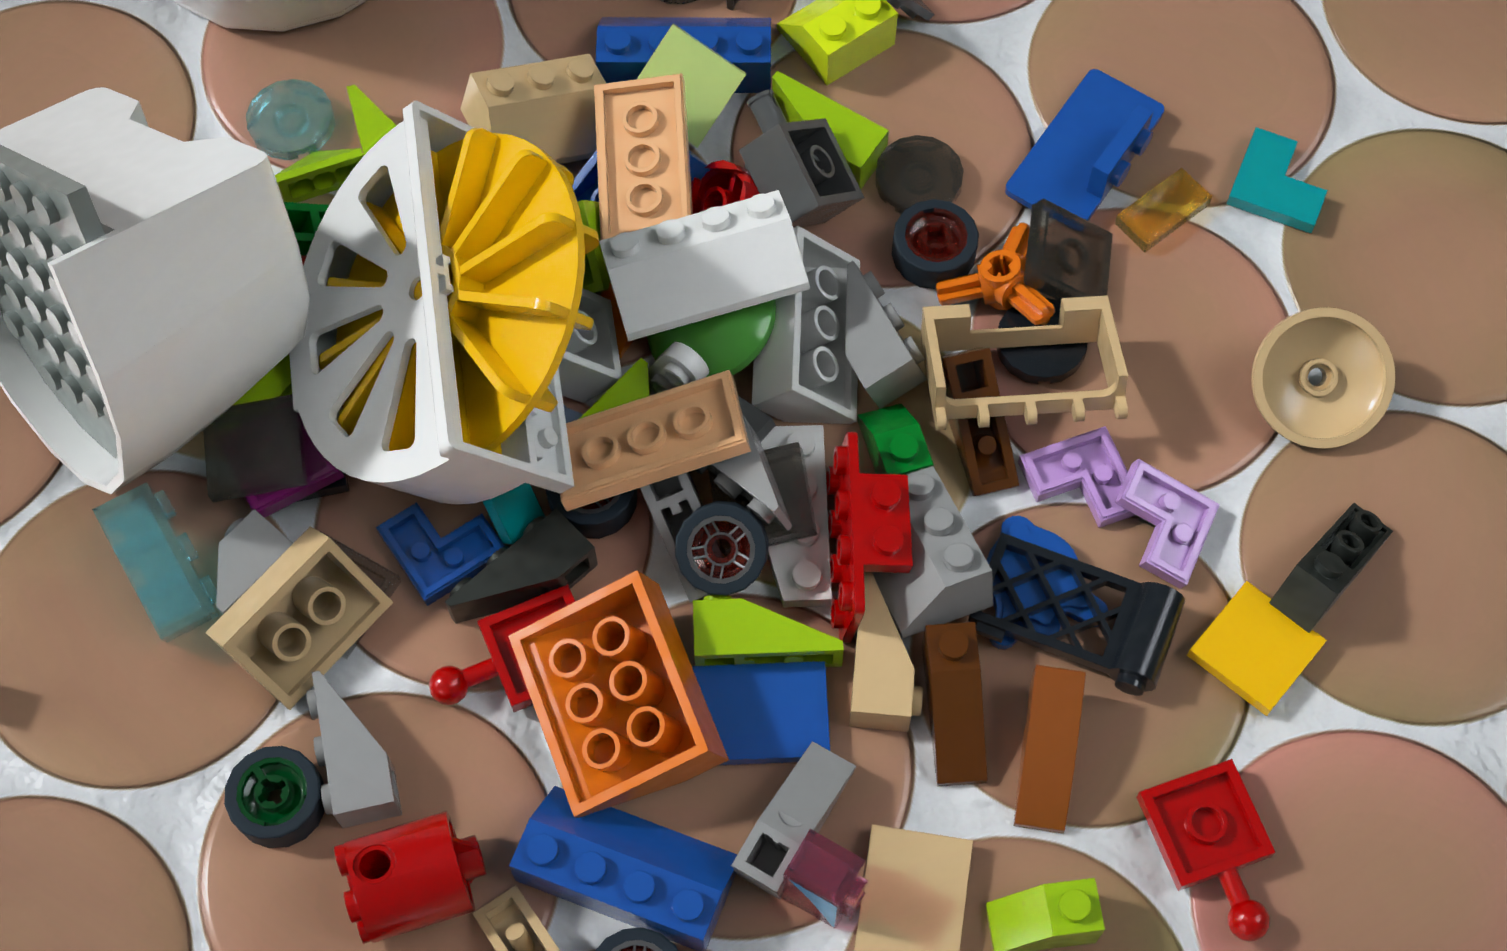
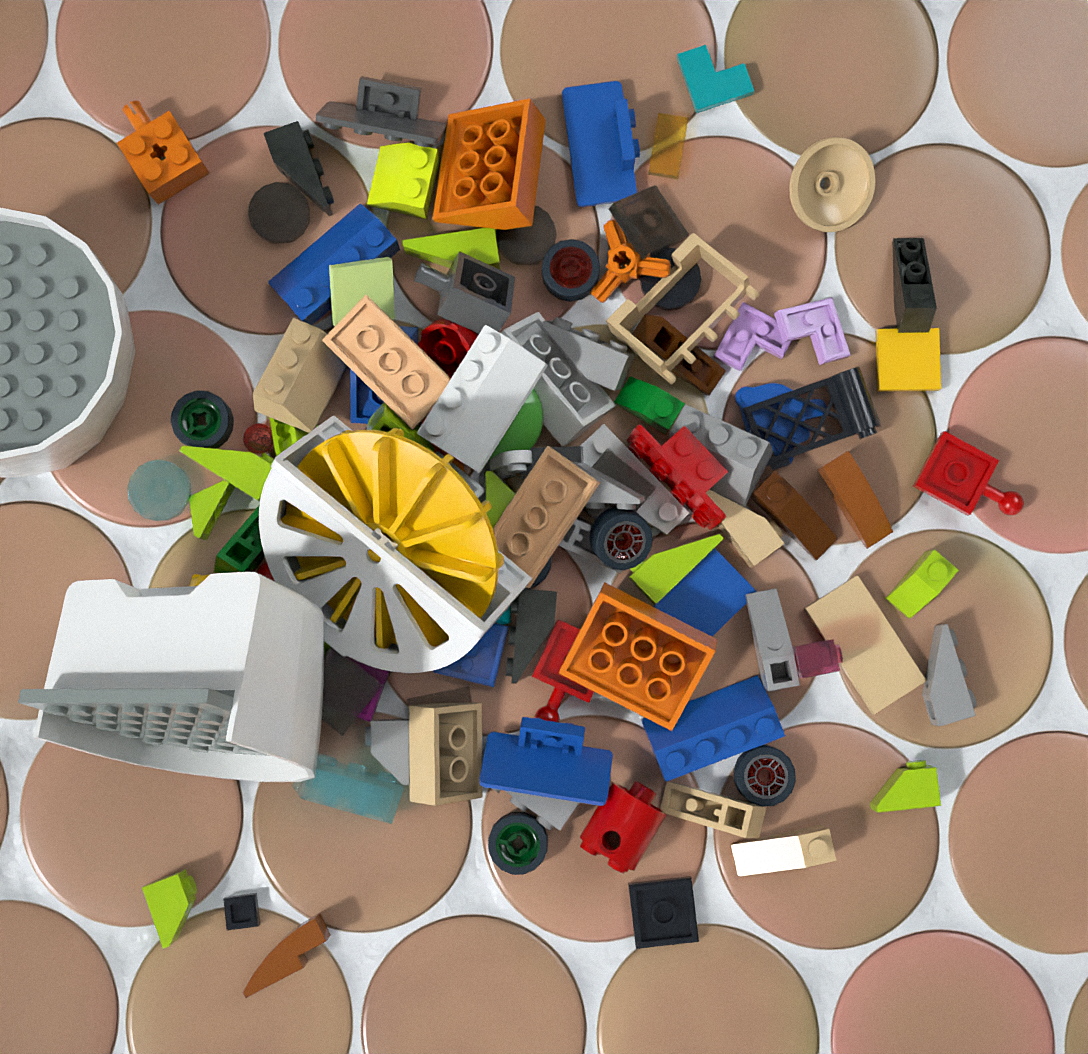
camera: 40 degrees left, 20 degrees up
(397, 722) = (547, 763): none -> blue bracket
(400, 66) = (197, 404): none -> wheel
(943, 76) = (491, 166): none -> orange slope

